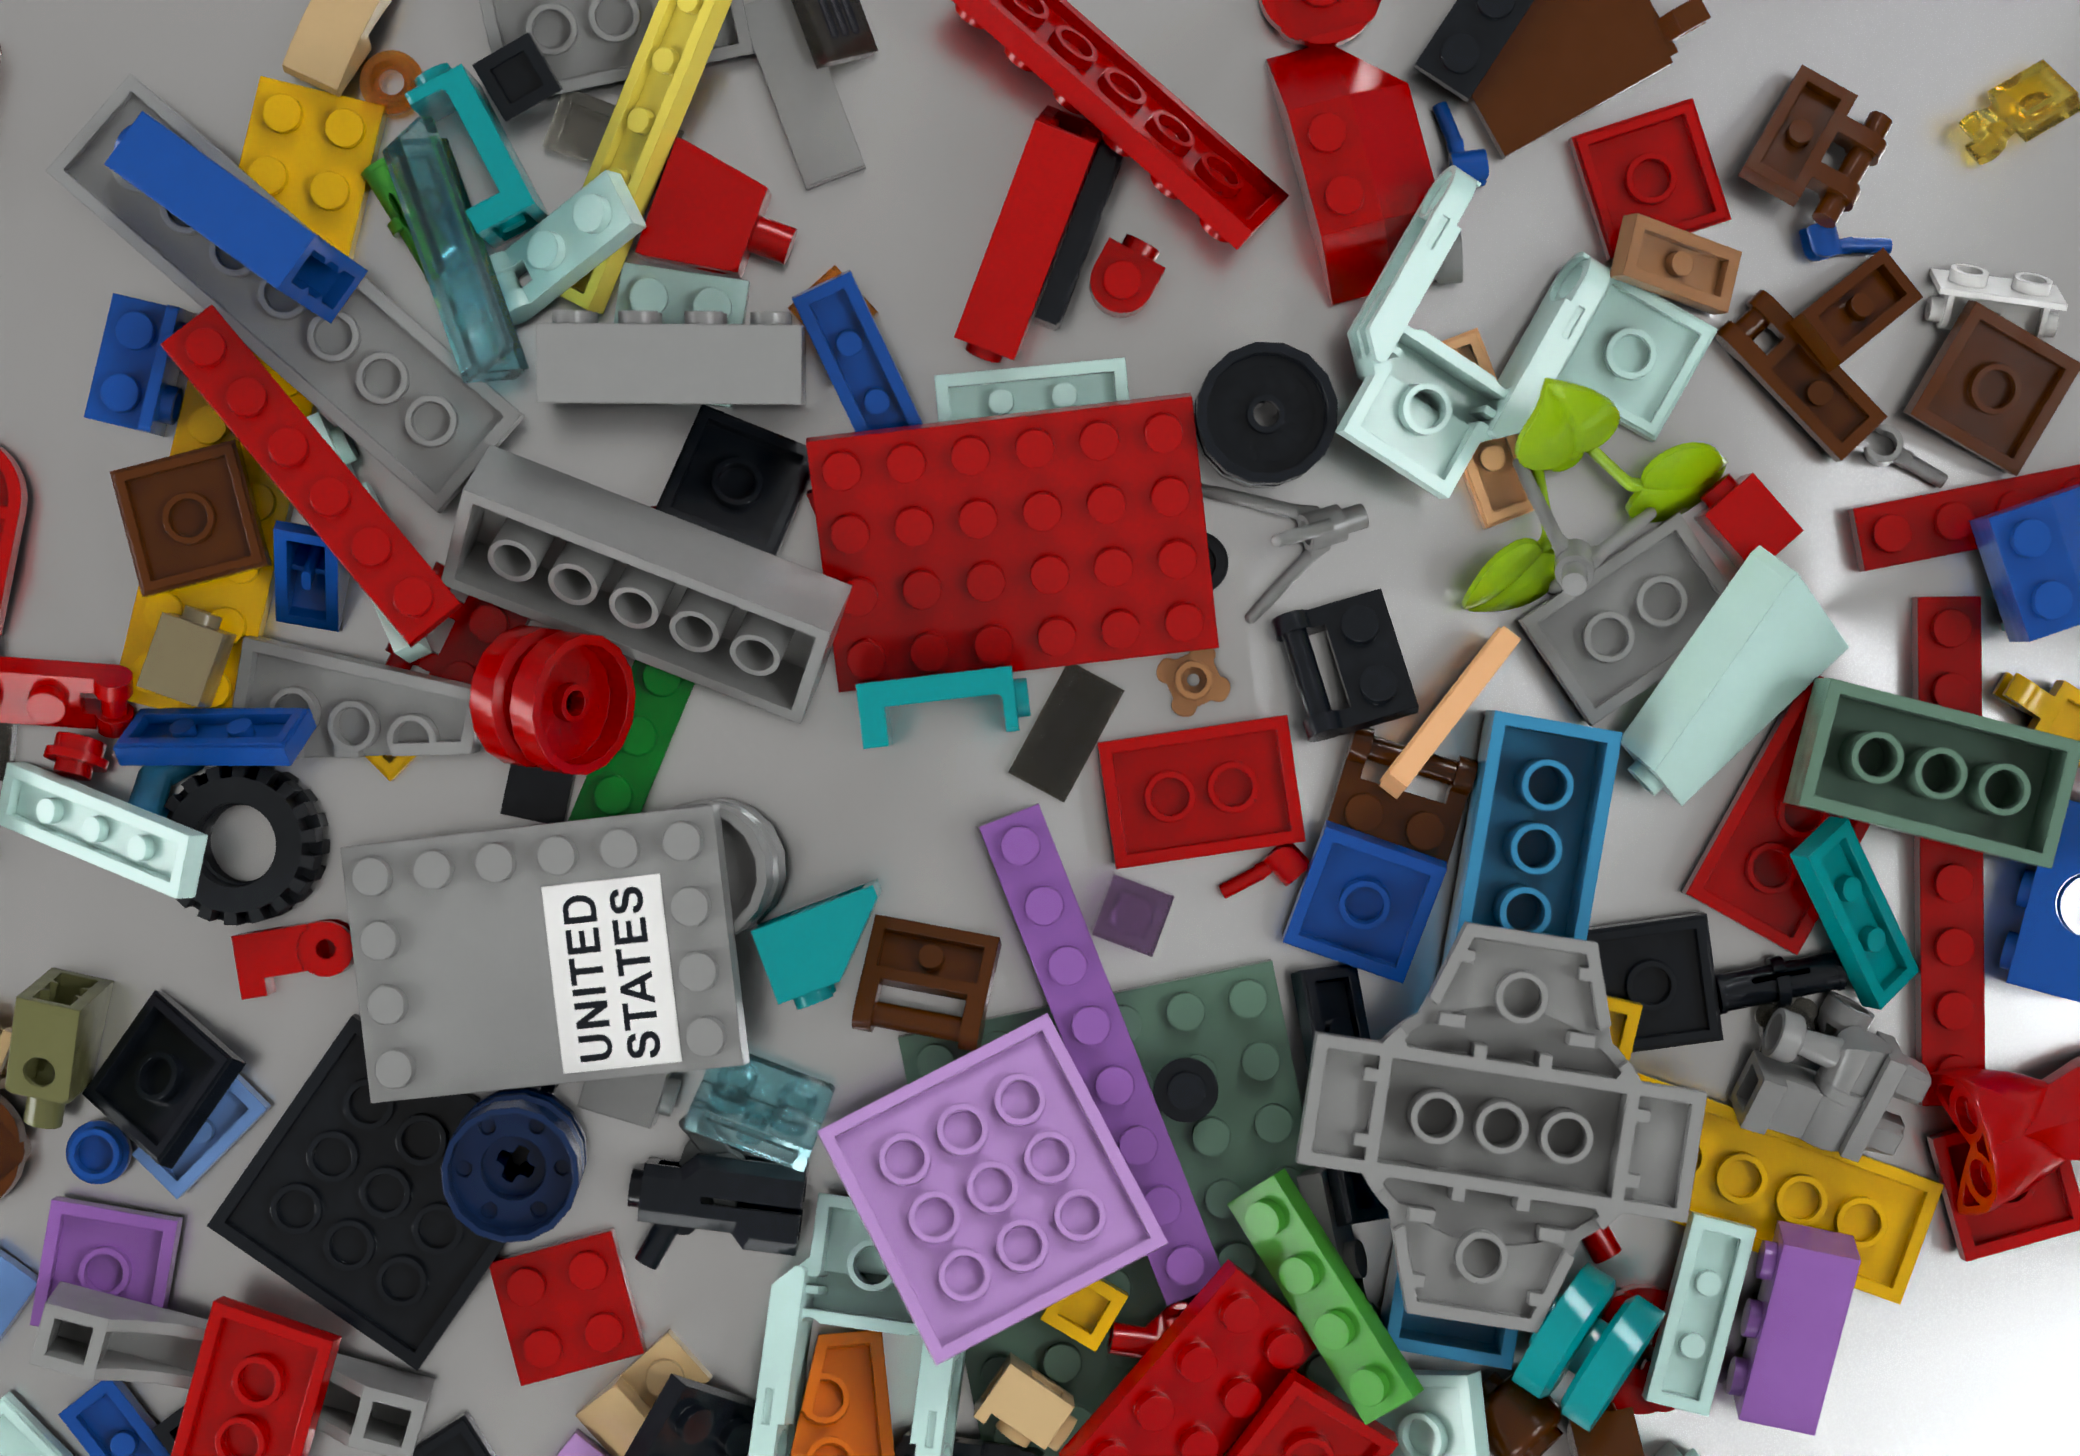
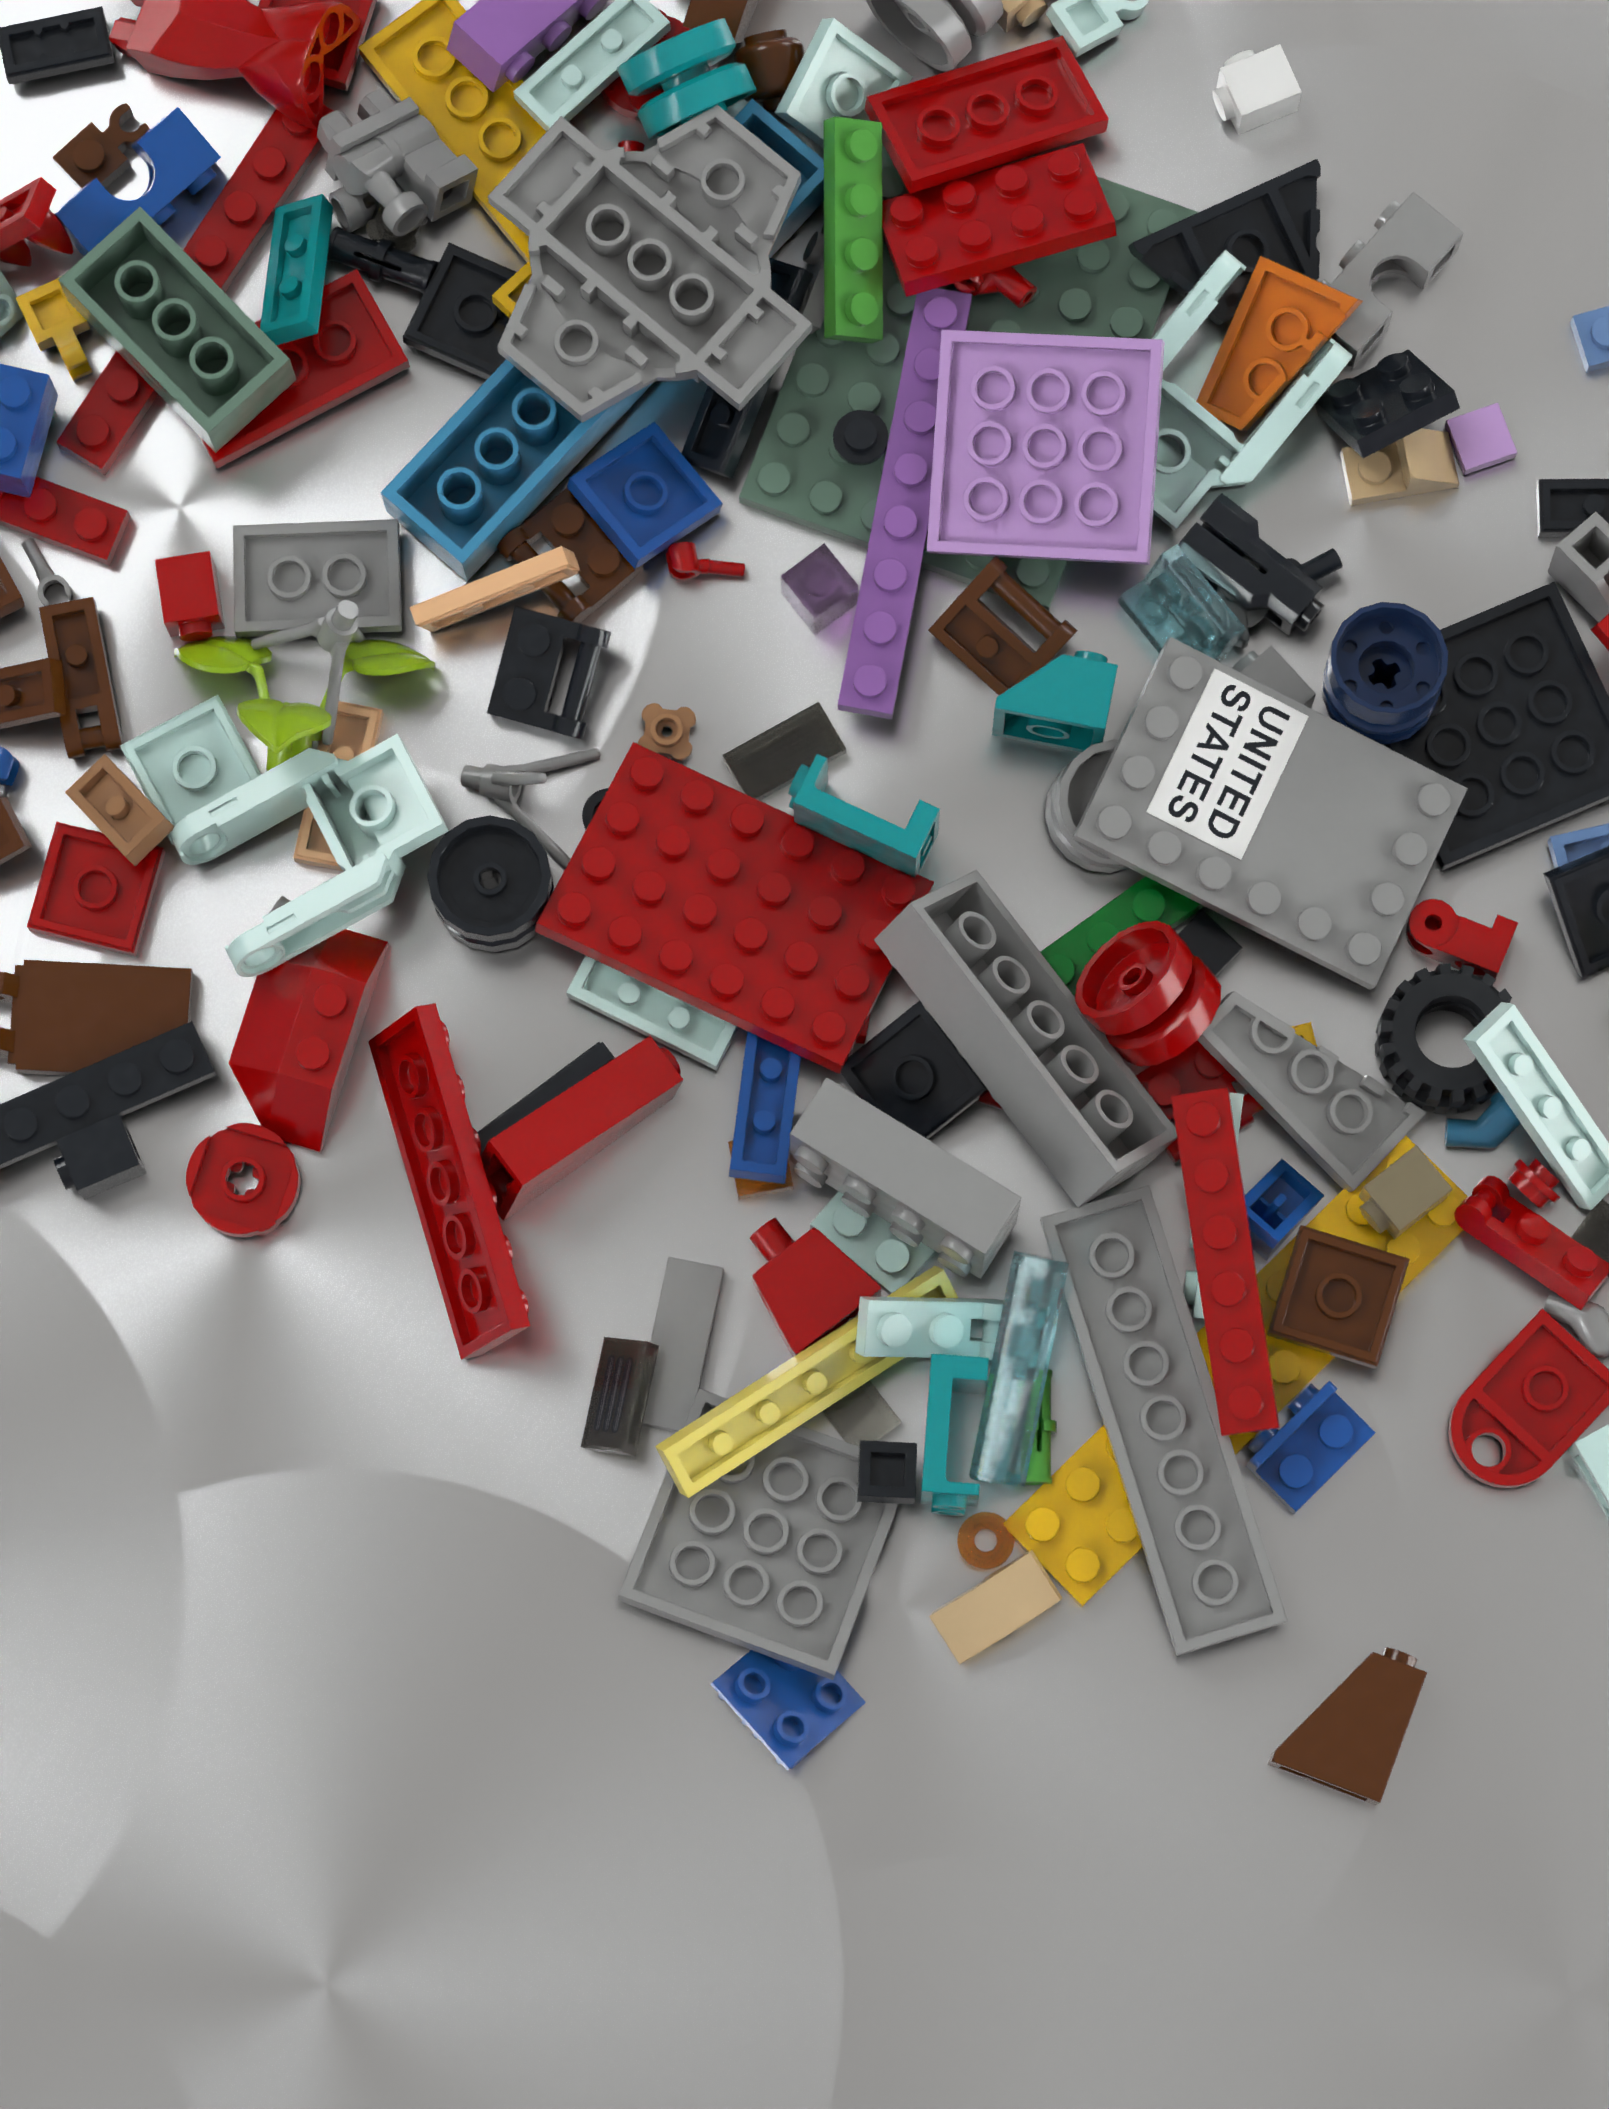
camera: 145 degrees left, 10 degrees down
(215, 737) = (1417, 1120): blue tile -> none
(235, 217) = (1164, 1487): blue slope -> none
(567, 1306) = (1416, 561): red plate -> none
(1027, 1406) = (1119, 285): tan brick -> none
(1087, 1313) = (1031, 317): yellow plate -> none
(1125, 276) = (528, 1053): red plate -> none
(1201, 791) = (713, 647): red plate -> none
(1471, 161) = (224, 980): blue hand -> none
(1731, 678) = (277, 487): light aqua slope -> none

